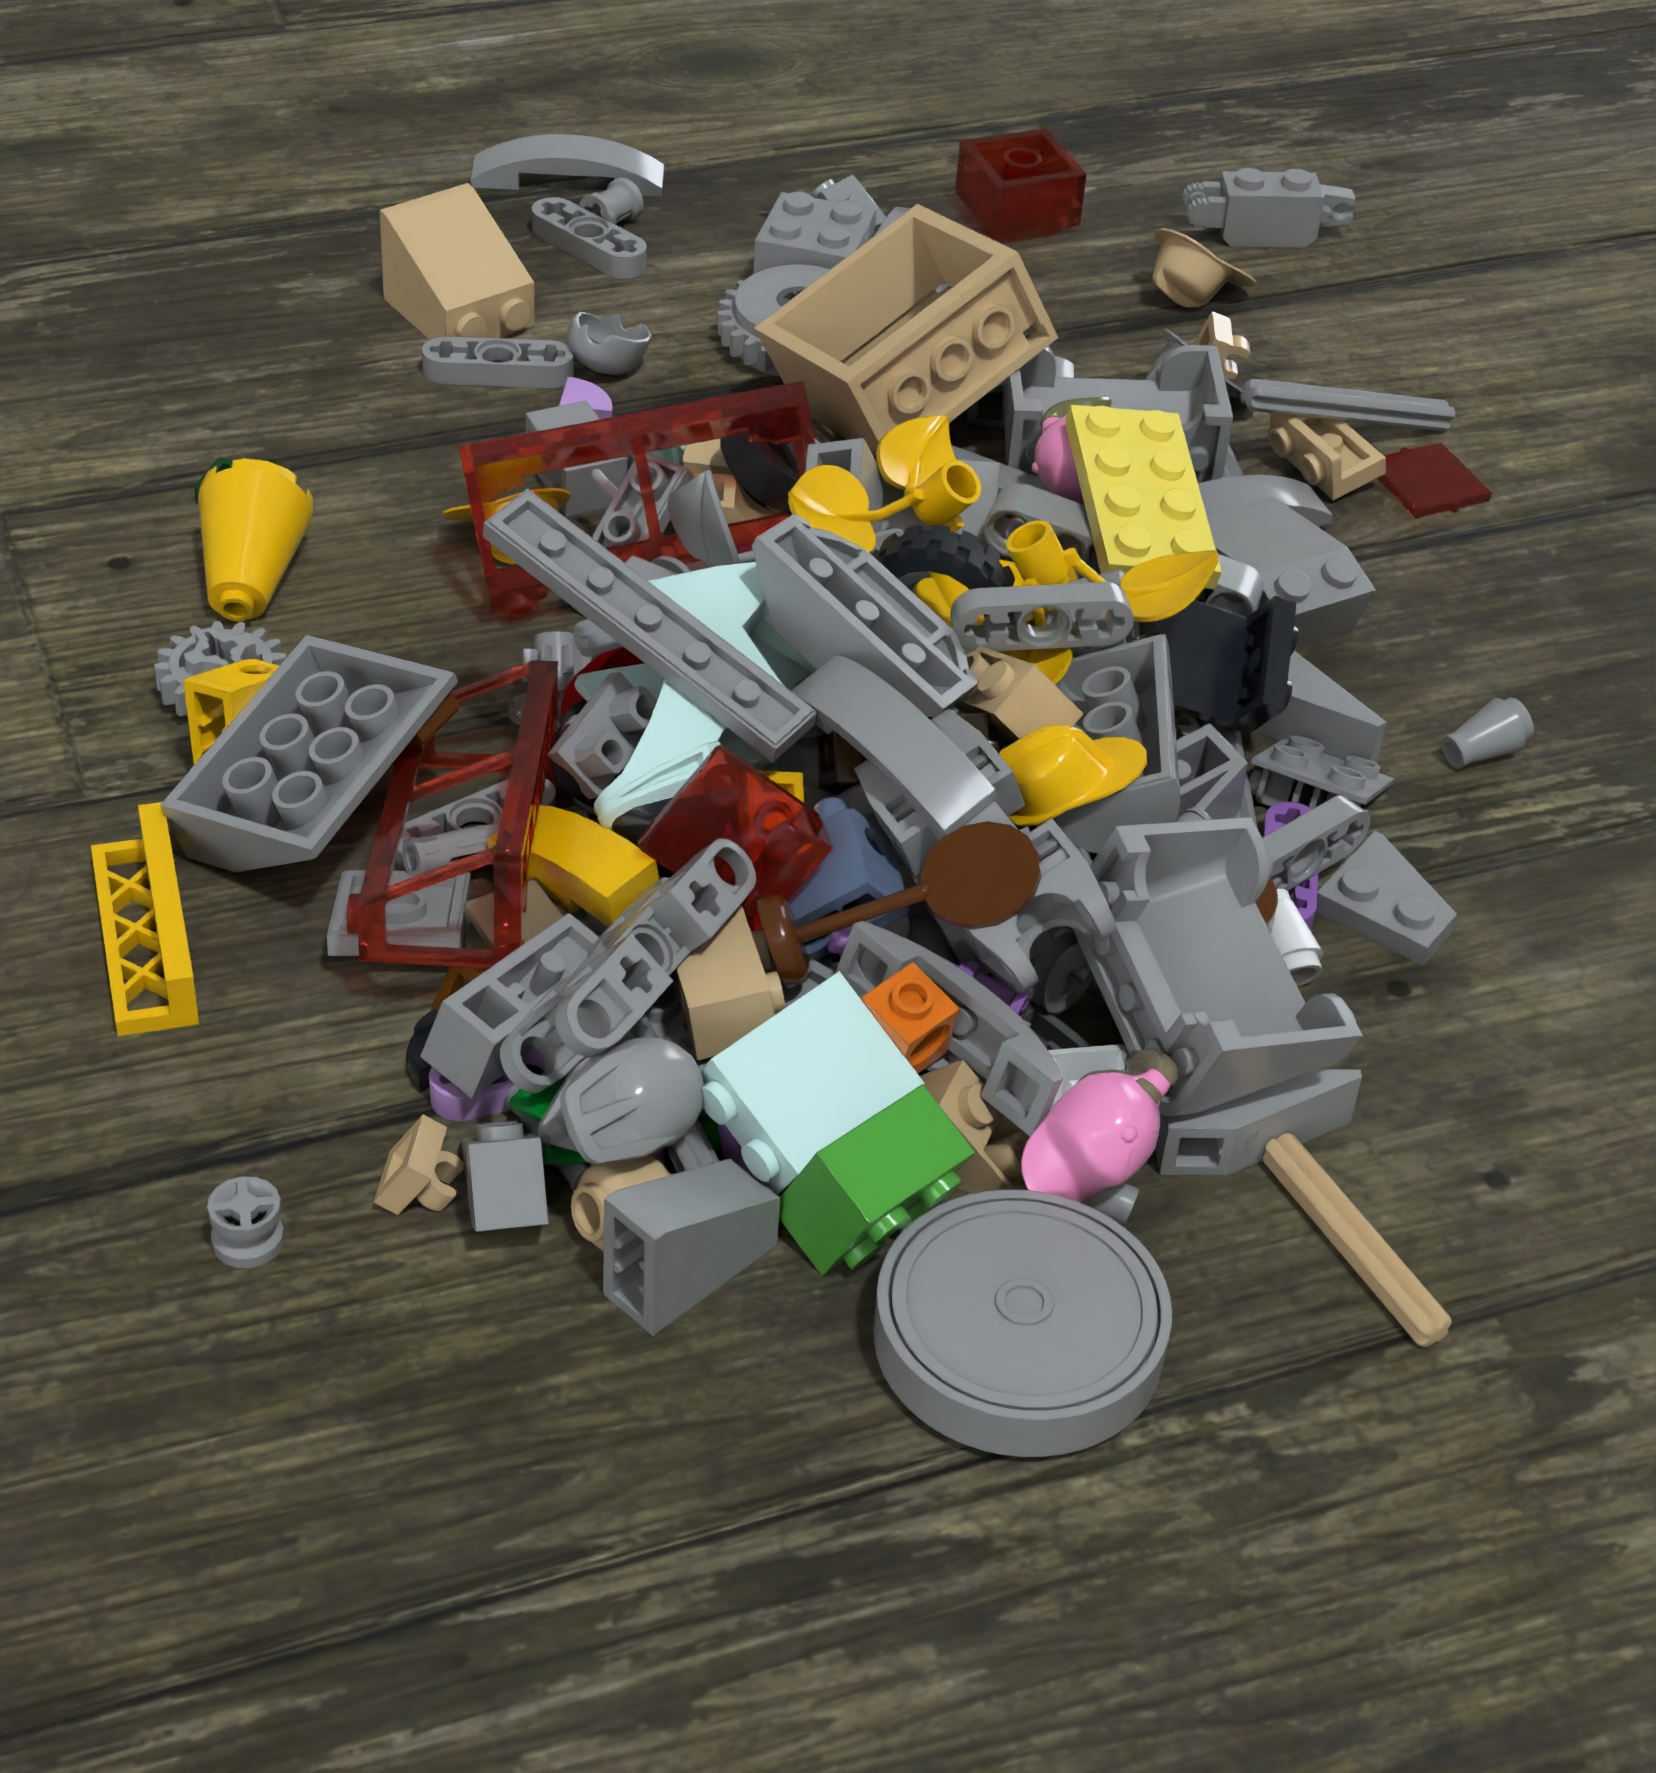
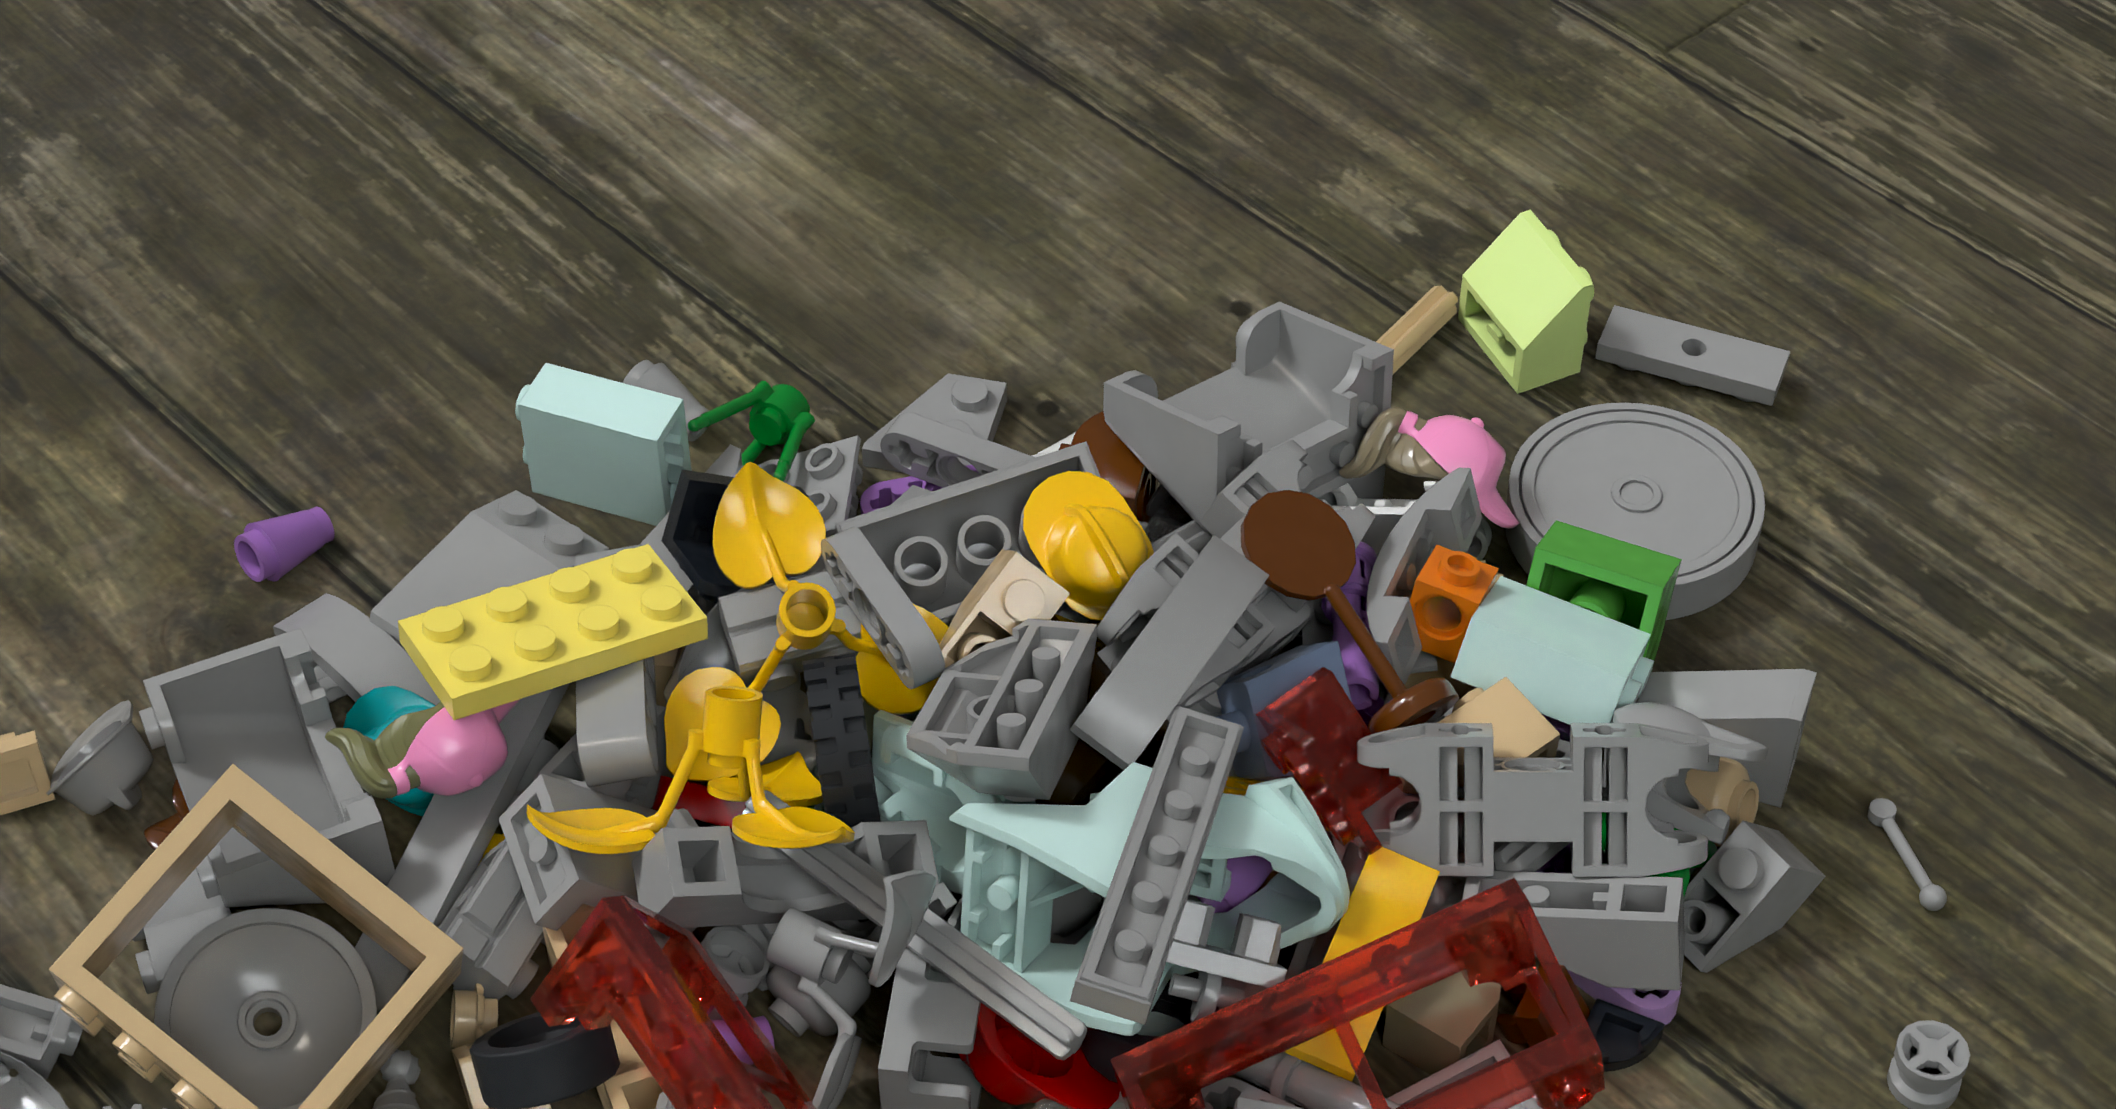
camera: 110 degrees left, 5 degrees up
(415, 1168) = (1780, 968): tan tile -> none
(541, 1358) = (1882, 814): none -> light grey hinge
(1244, 1501) = (1692, 355): none -> light grey tile
(1326, 452) = (198, 619): tan bracket -> none
(1346, 405) = (136, 597): light grey axle -> none
(1361, 1360) = (1527, 305): none -> yellowish green slope
(1399, 505) = (281, 543): none -> medium lavender cone
(1418, 651) = (603, 443): none -> light aqua brick
(1425, 778) = (777, 417): none -> green plant
(1432, 481) = (183, 548): clear red piece -> none

